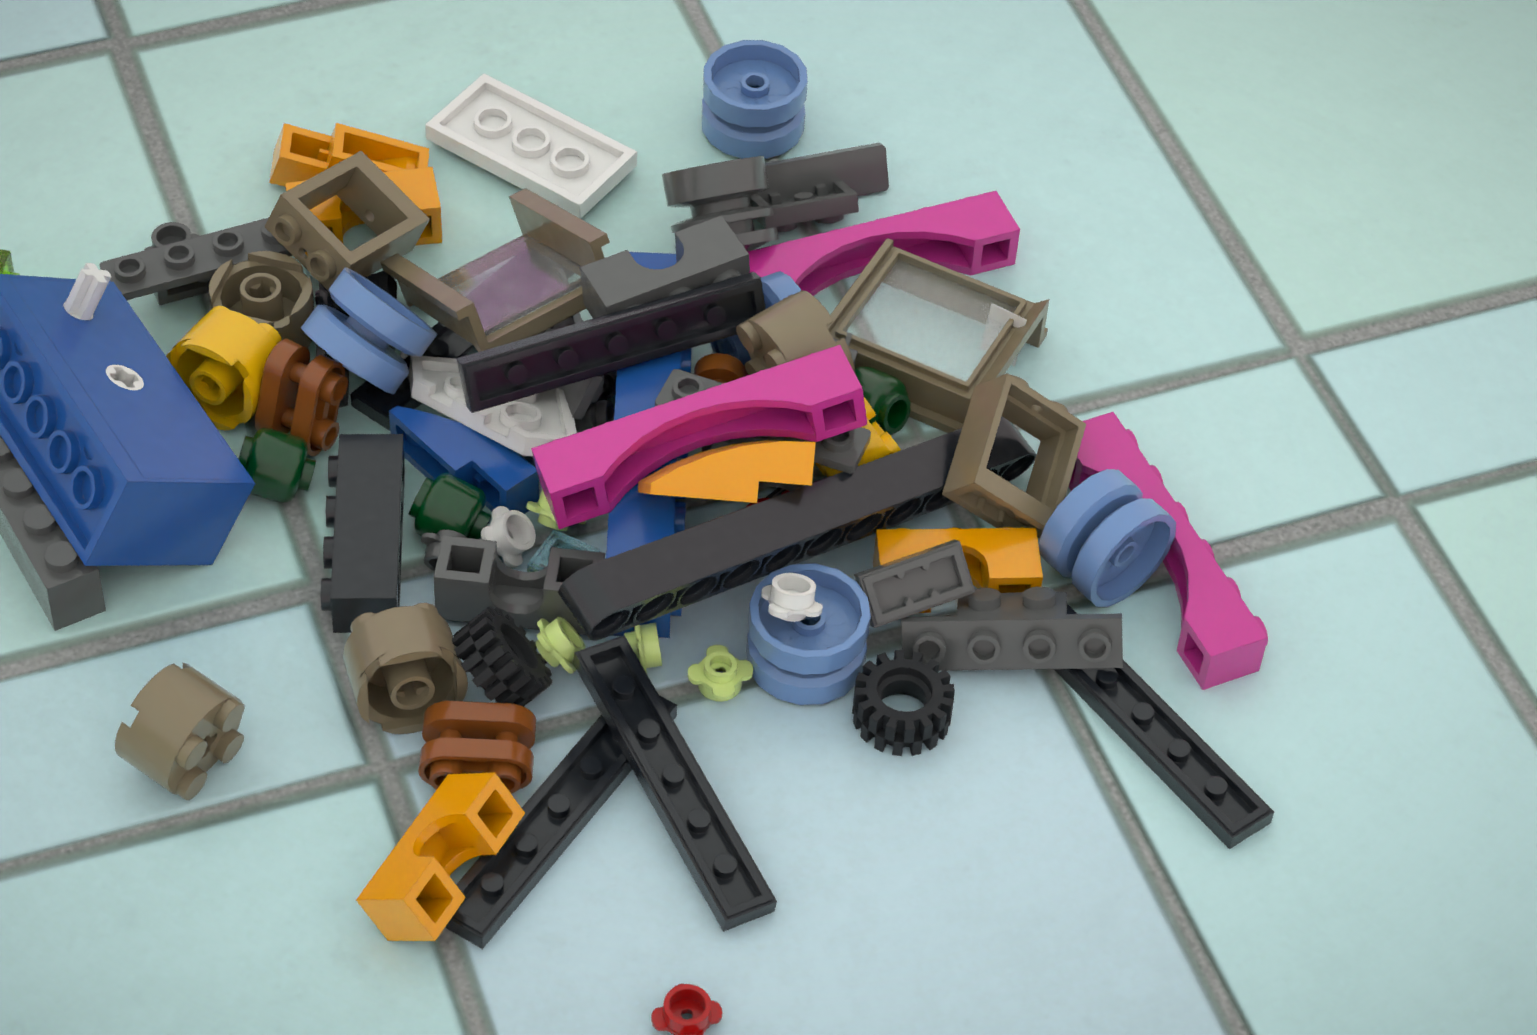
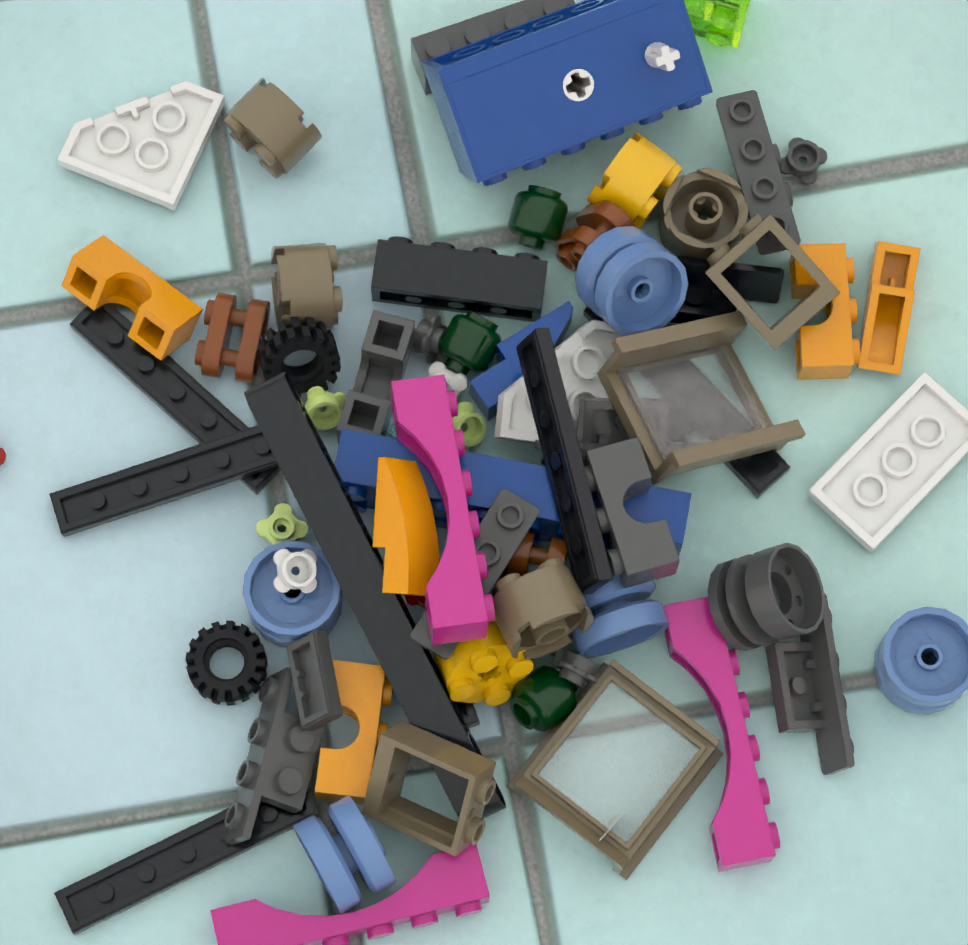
camera: 100 degrees right, 25 degrees up
(206, 887) = (146, 143): none -> white plate

